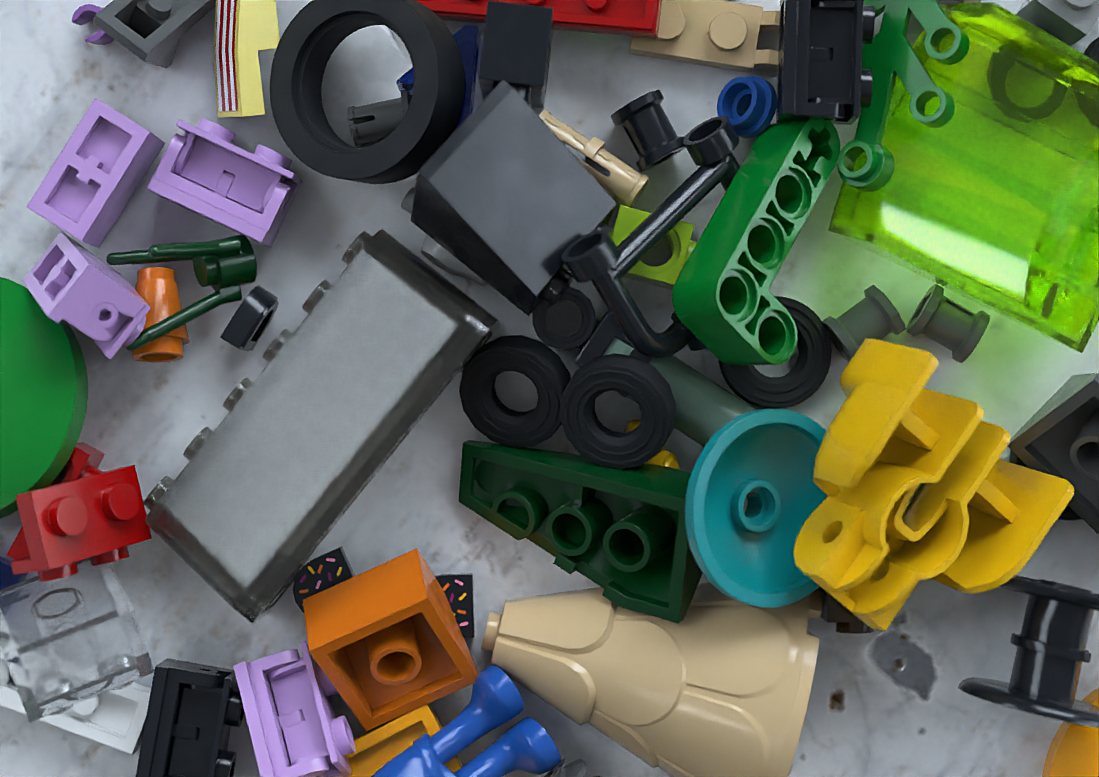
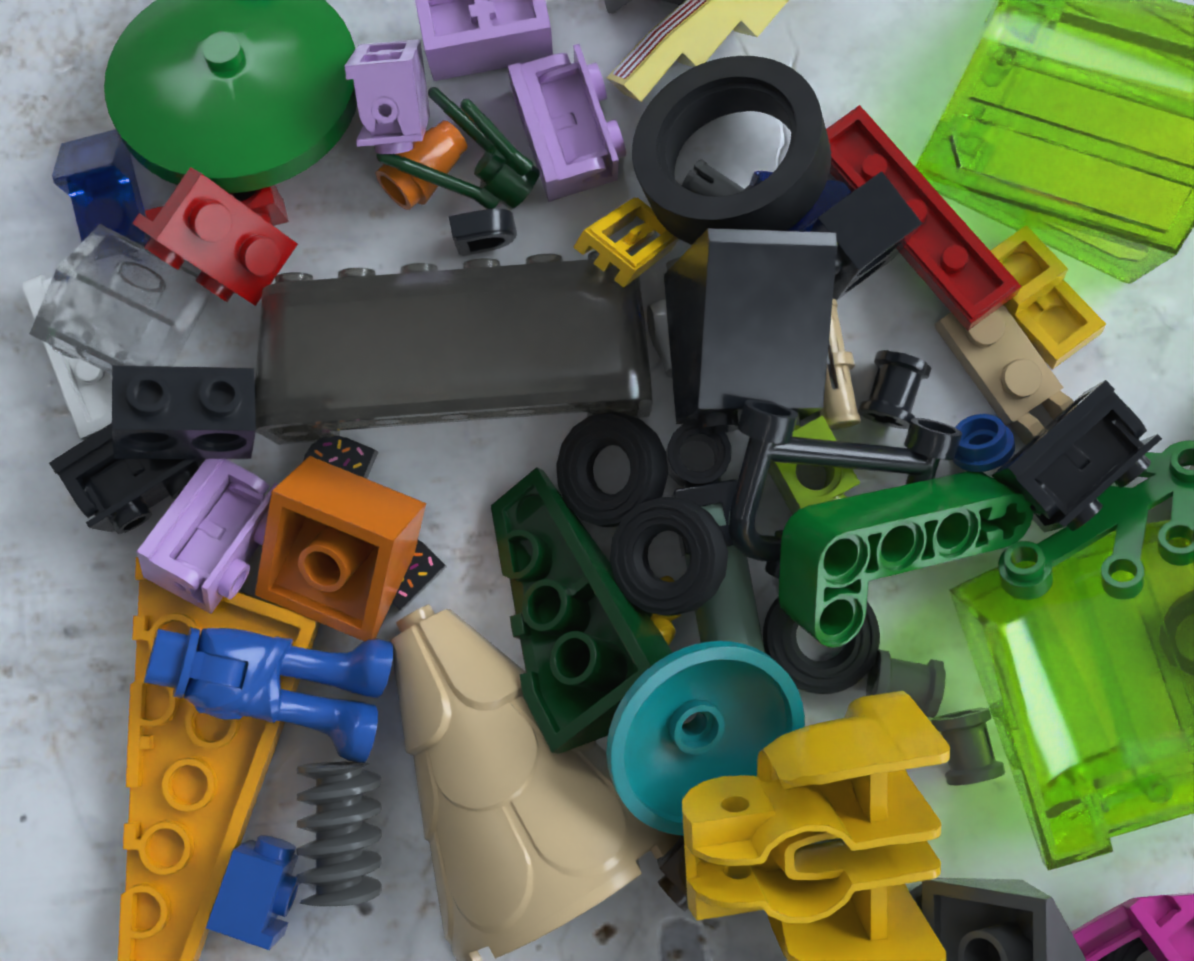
camera: 50 degrees right, 5 degrees down
(192, 662) = (183, 412): none -> black brick
(363, 245) = (616, 254): none -> yellow tile

